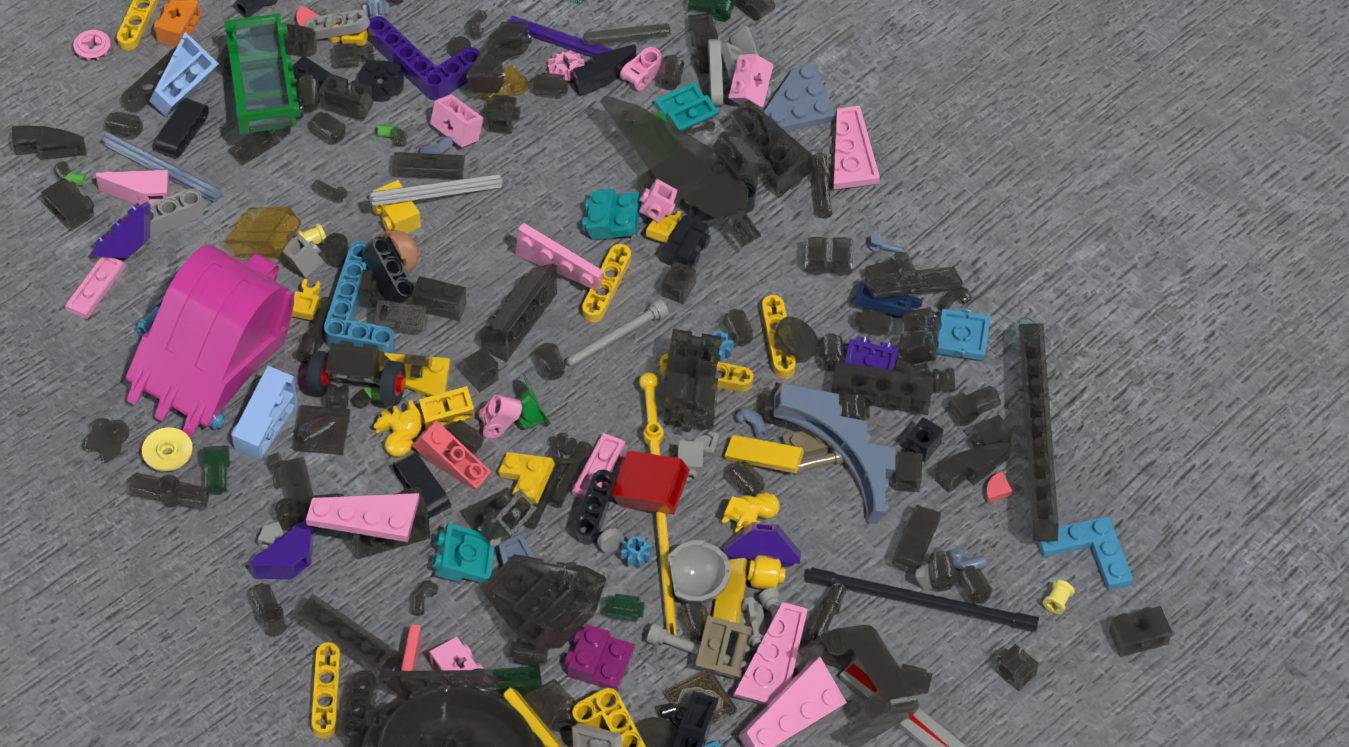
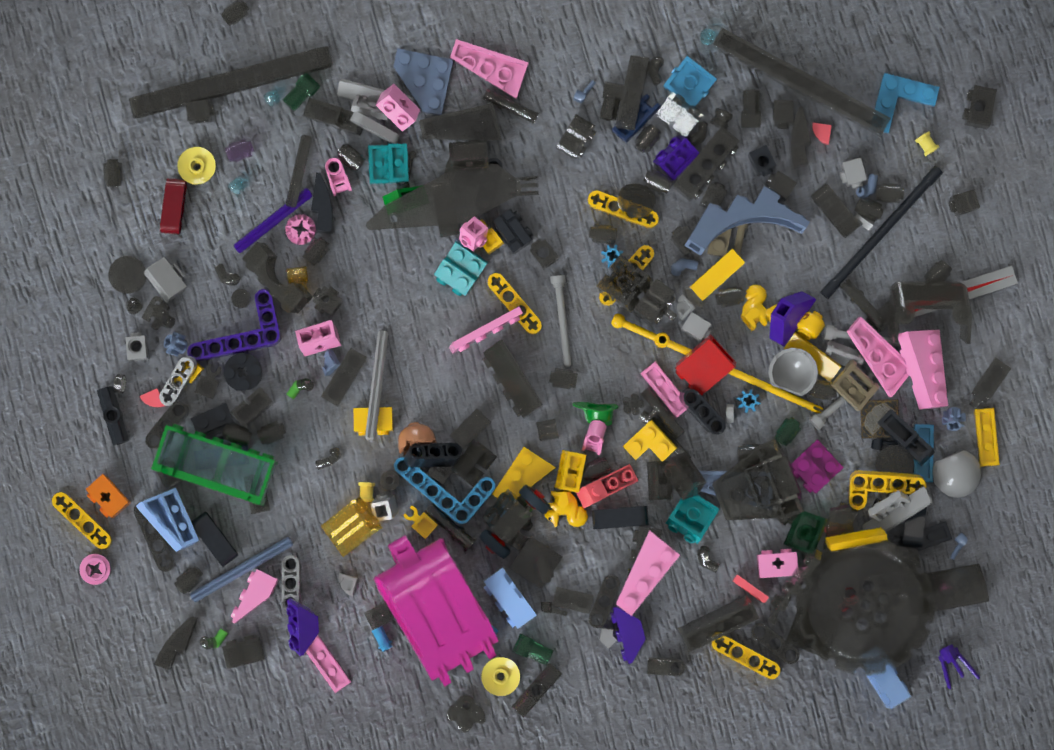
camera: 55 degrees left, 30 degrees up
(417, 363) = (523, 472): clear smoke tile -> none
(972, 536) = (853, 173): none -> light grey brick

